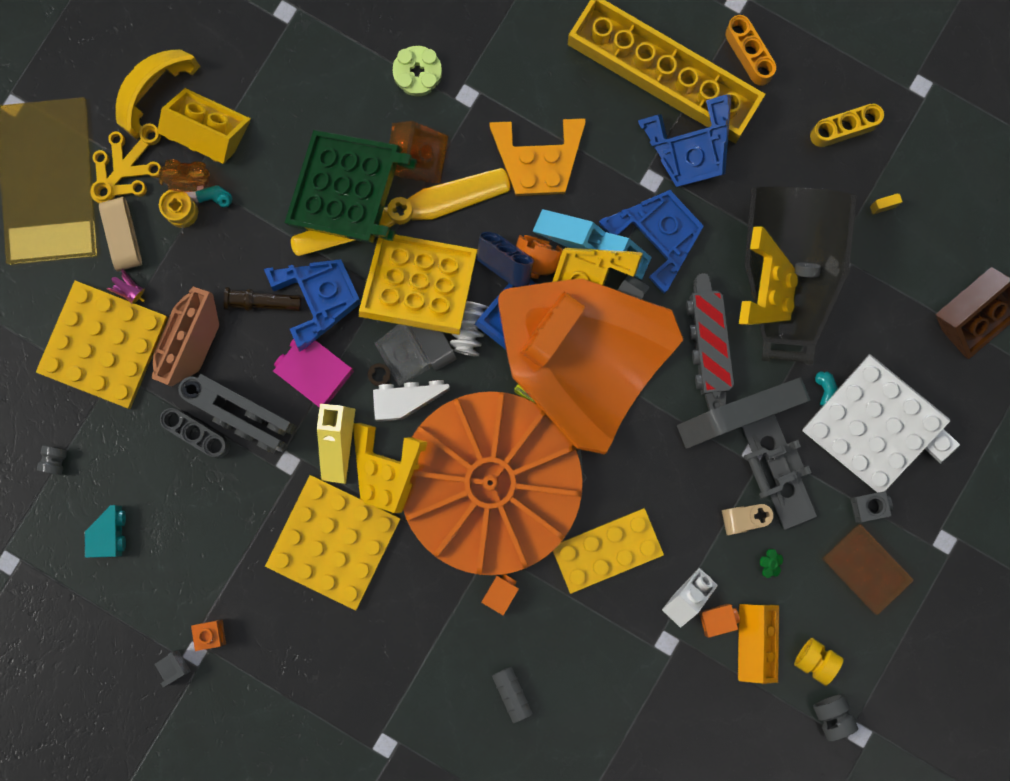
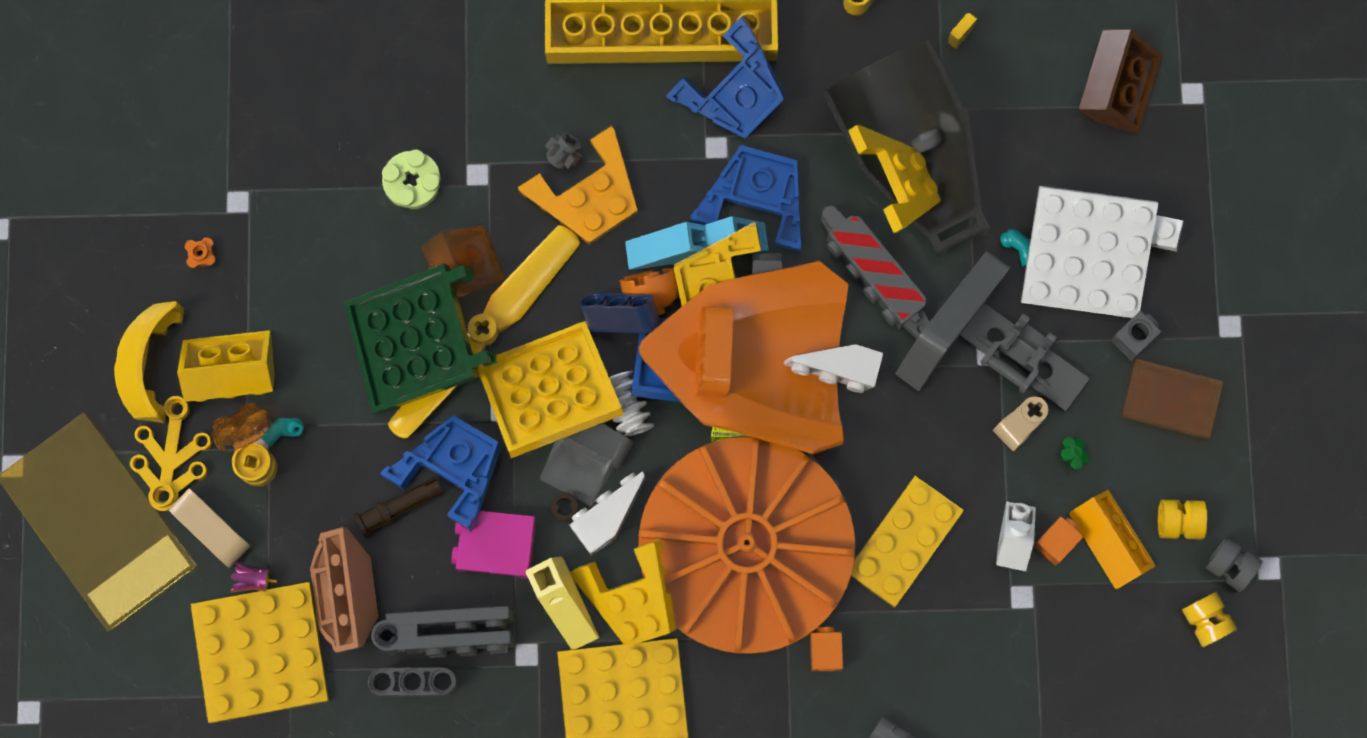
camera: 30 degrees left, 5 degrees down
(238, 38) = (207, 257): none -> orange plate
(538, 115) = (563, 150): none -> dark grey gear
(646, 398) = (848, 365): none -> white slope
(796, 737) = (1212, 608): none -> yellow wheel

